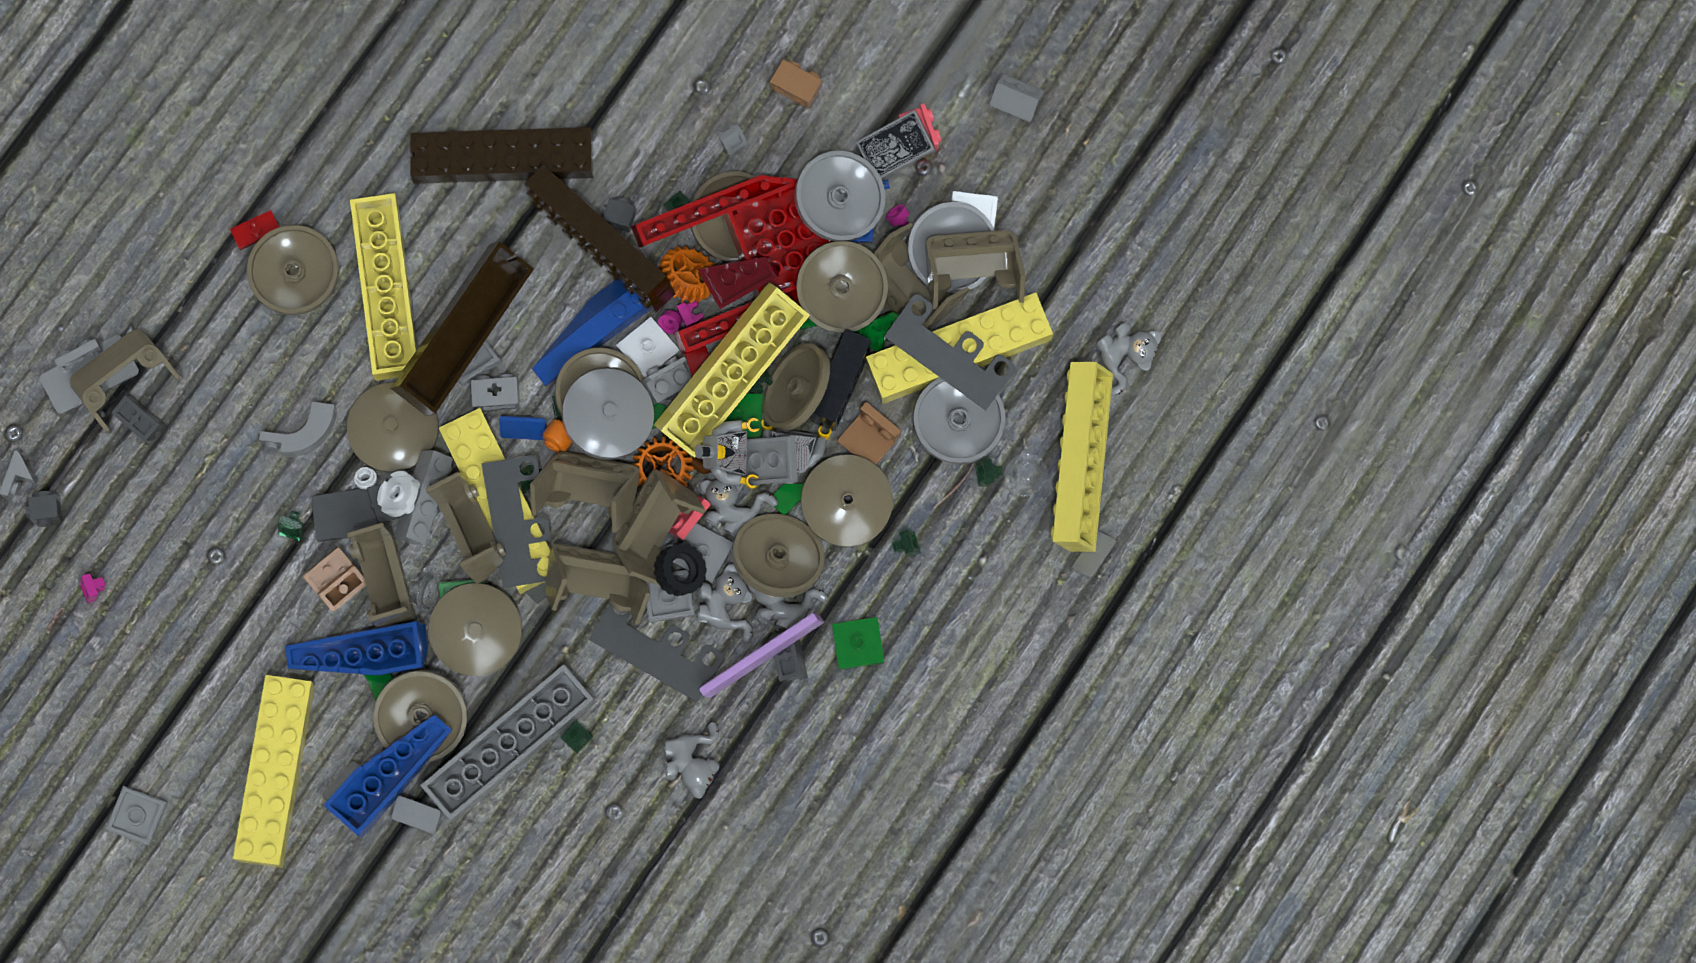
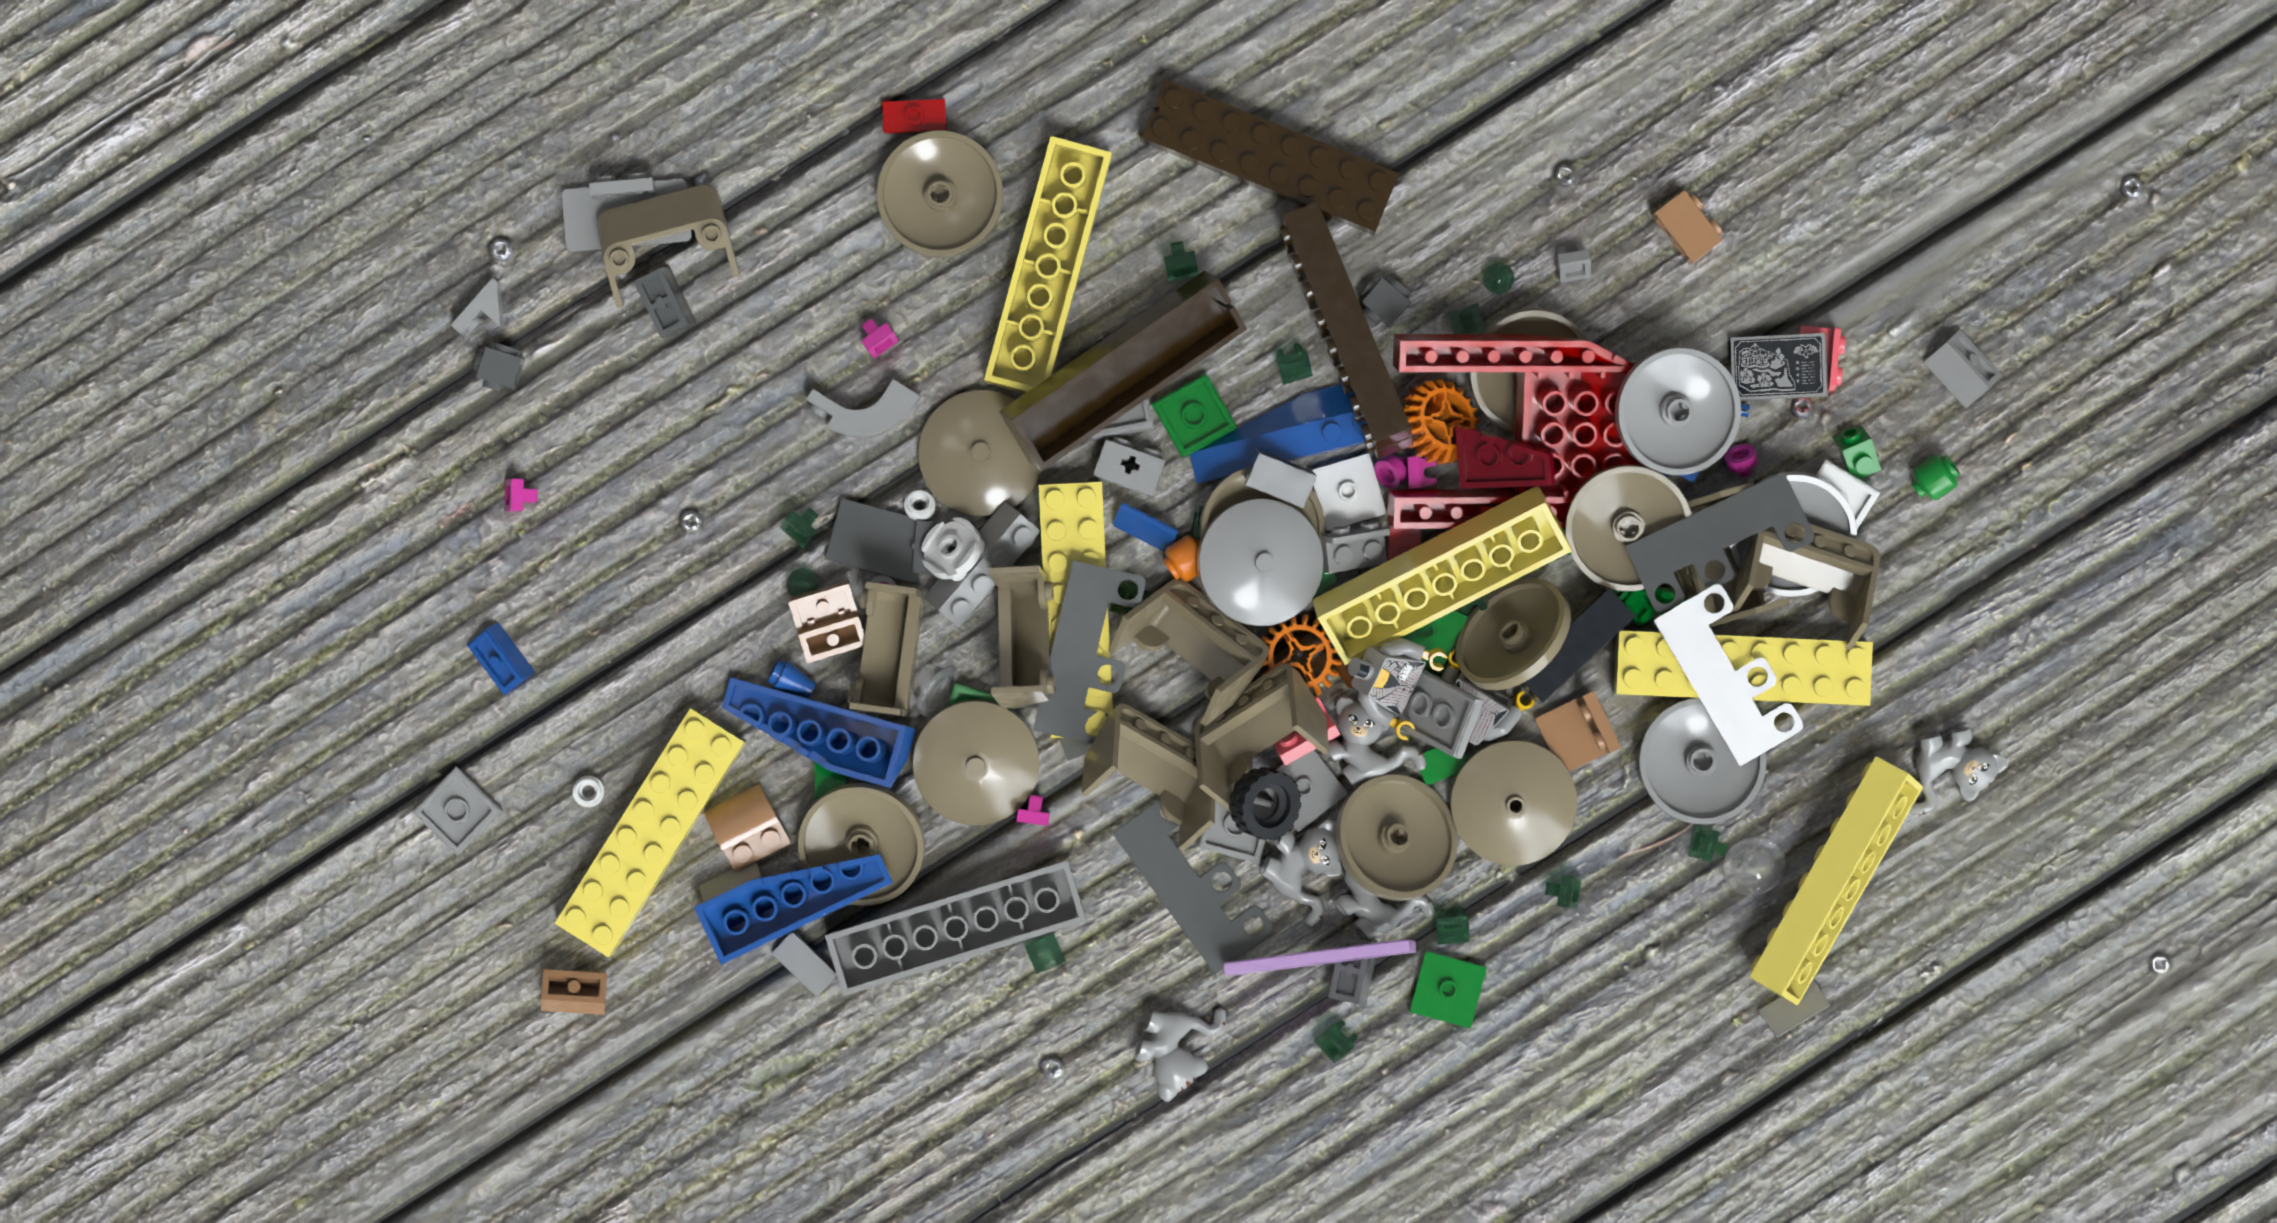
camera: 25 degrees right, 10 degrees up
(124, 701) = (501, 658): none -> blue slope
(215, 759) = (578, 793): none -> white plate
(265, 900) = (573, 992): none -> medium nougat brick
(291, 381) = (878, 339): none -> dark pink tile
(307, 561) = (802, 581): none -> clear green tile
(325, 629) = (790, 679): none -> blue cone
(339, 740) = (747, 827): none -> medium nougat brick
(472, 247) = (1180, 263): none -> clear green tile
(524, 342) = (1194, 416): none -> green plate
(529, 647) = (1034, 814): none -> dark pink tile
(576, 281) = (1293, 365): none -> clear green tile
(596, 352) = (1279, 478): none -> hinge
(687, 169) = (1498, 278): none -> clear green tile
(797, 710) = (1334, 1042): none -> clear green tile
(843, 601) = (1452, 929): none -> clear green tile
(895, 265) = (1709, 531): none -> dark grey piece
(972, 178) = (1857, 452): none -> green bracket
(1029, 172) = (1935, 476): none -> green head

